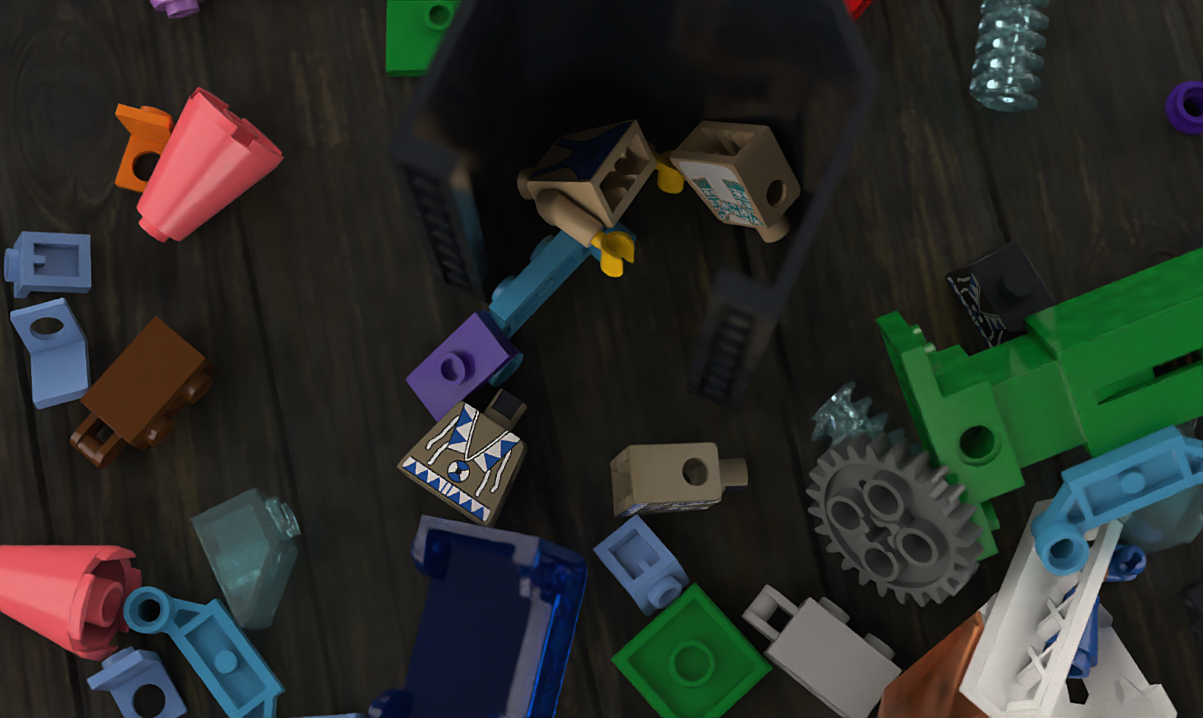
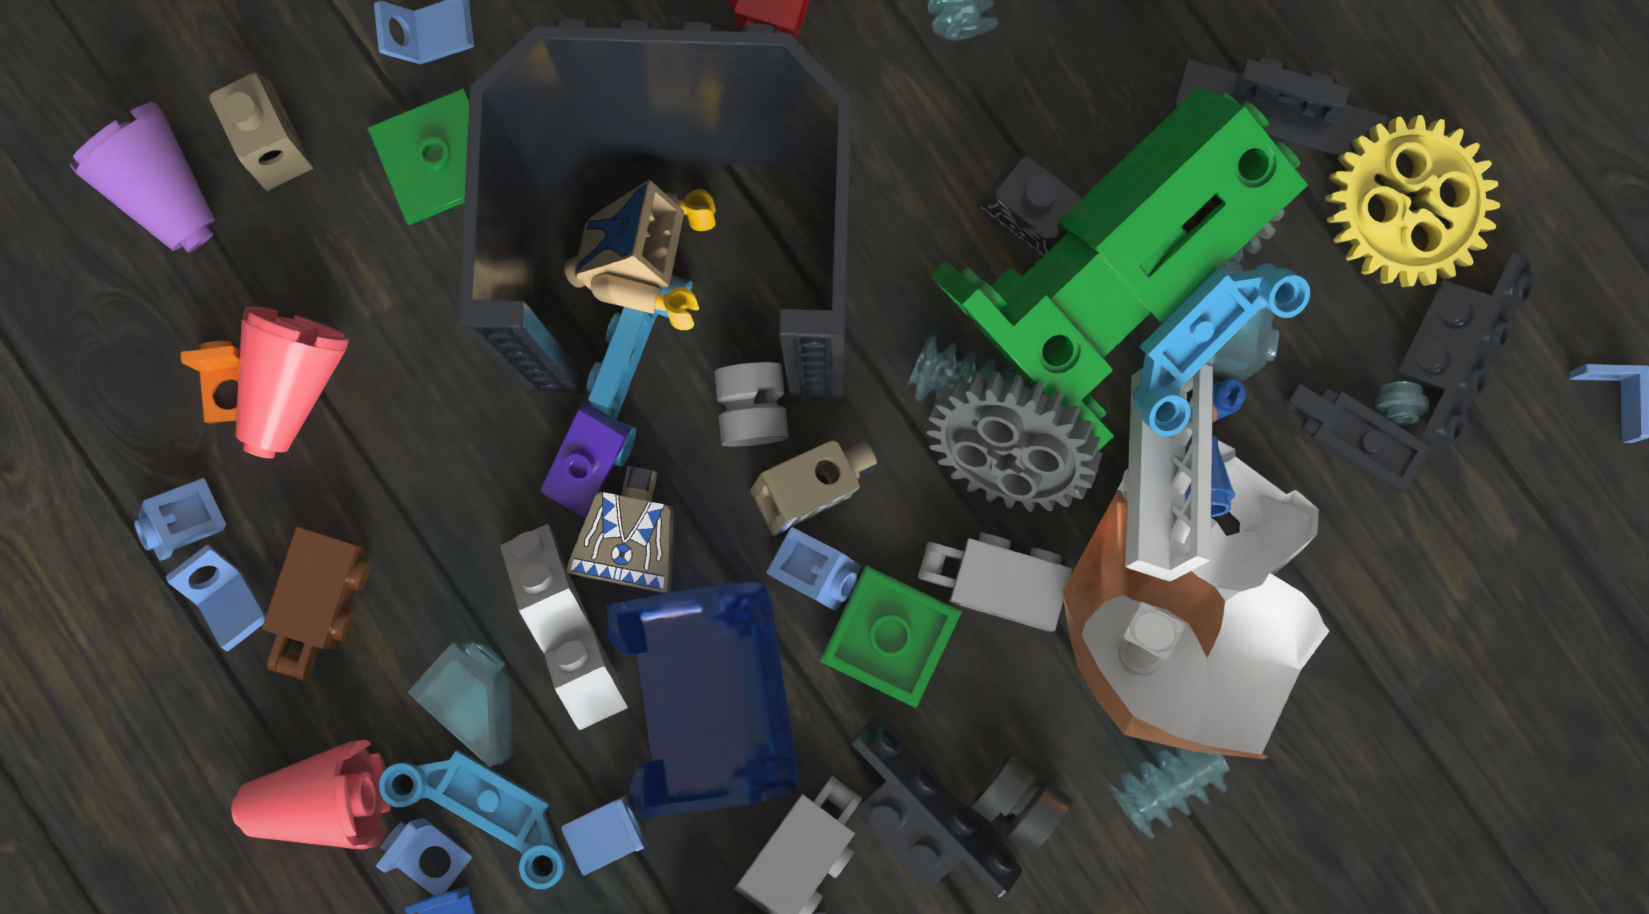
camera: 20 degrees left, 5 degrees up
(369, 519) = (562, 627): none -> light grey arch
(646, 377) = (751, 404): none -> light grey wheel
(740, 175) = (761, 192): tan torso -> none

